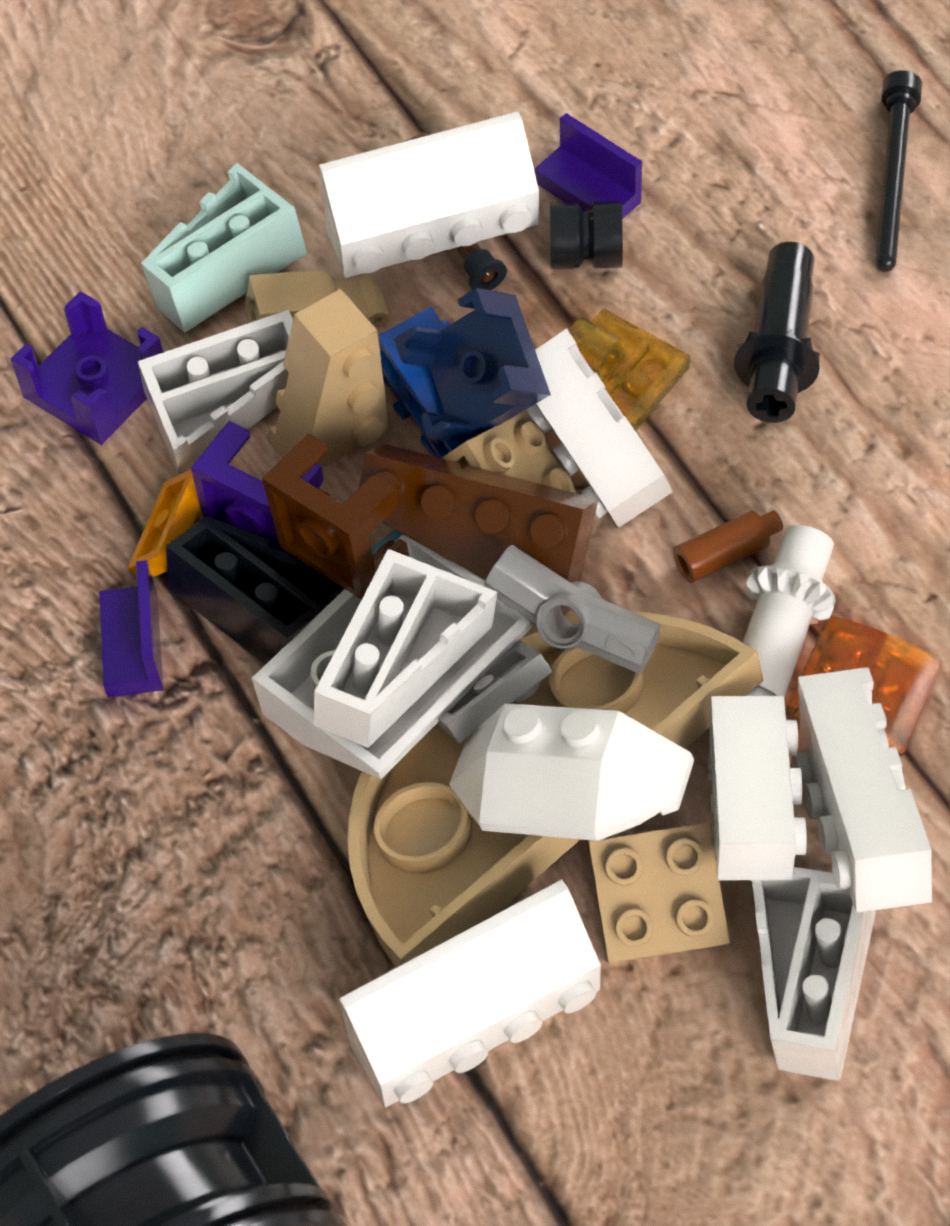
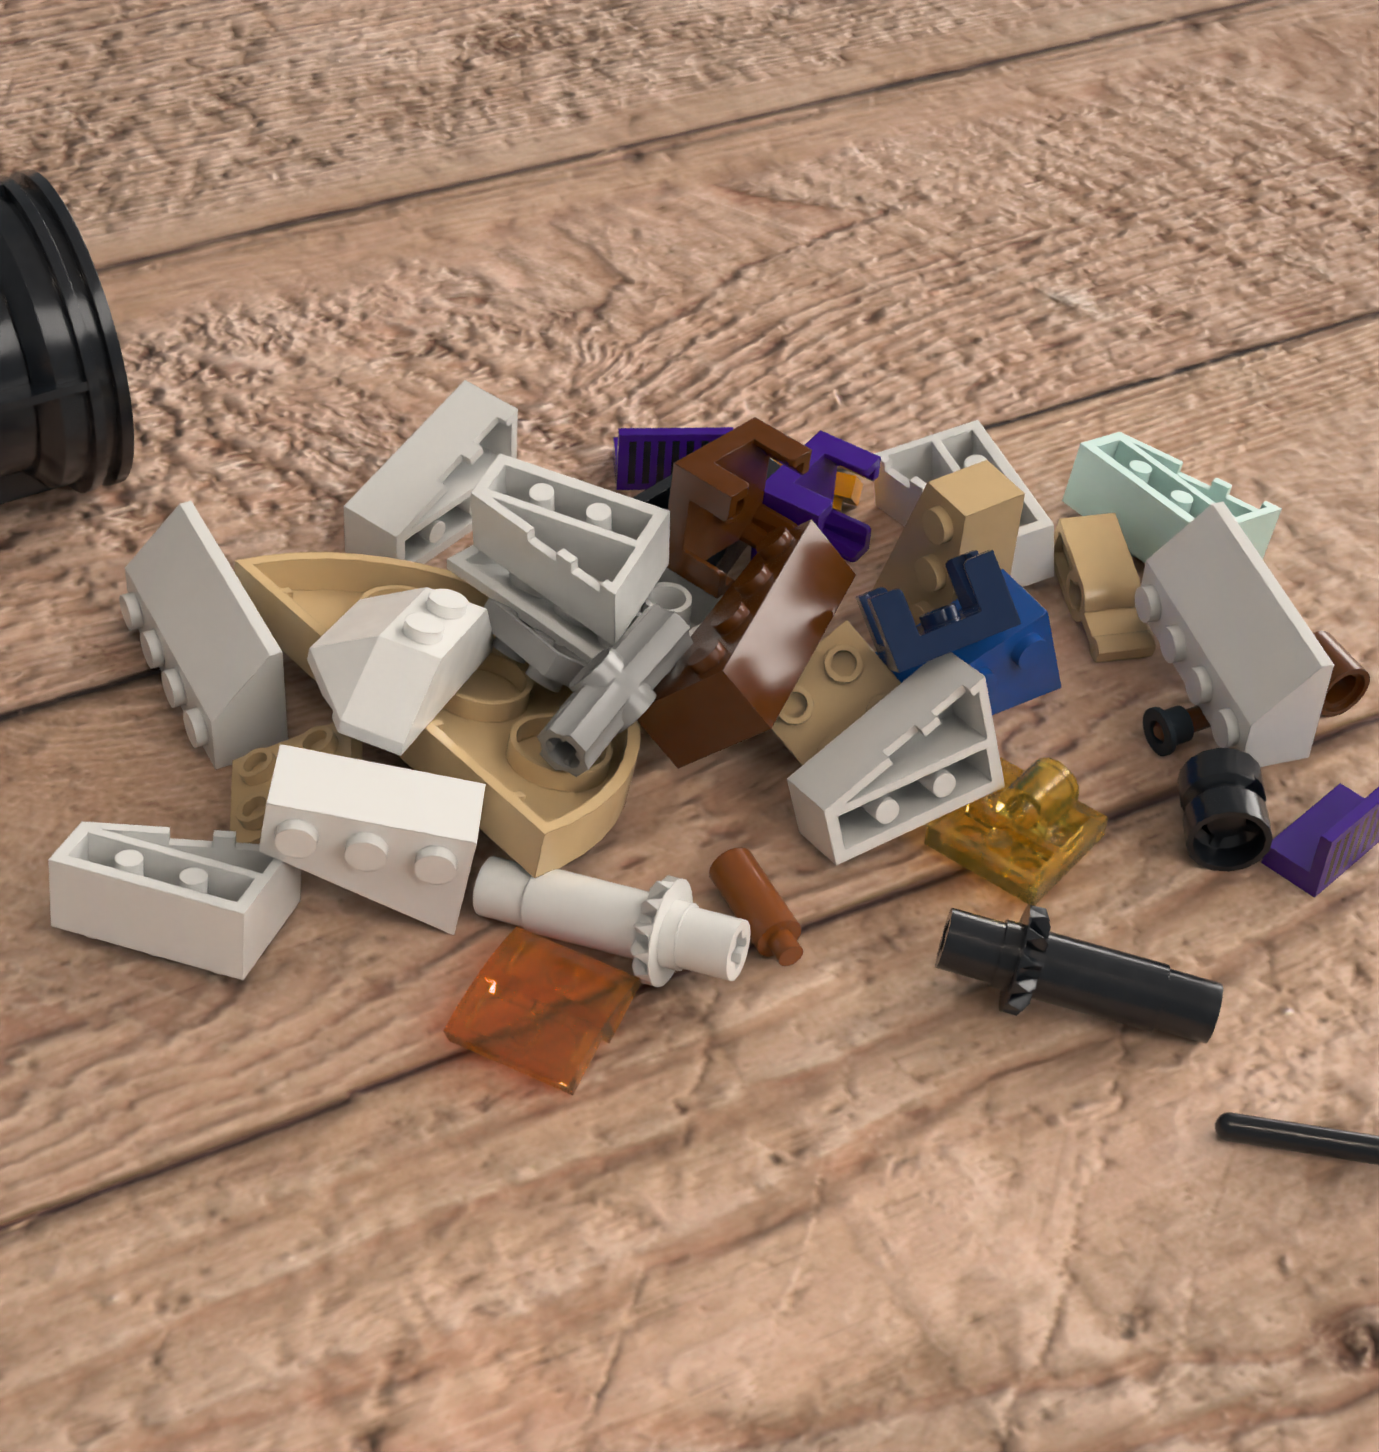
camera: 85 degrees right, 15 degrees down
(90, 376) = (1025, 438): dark purple panel -> none
(214, 827) = (424, 489): none -> white wedge
(860, 793) = (352, 914): white wedge -> none

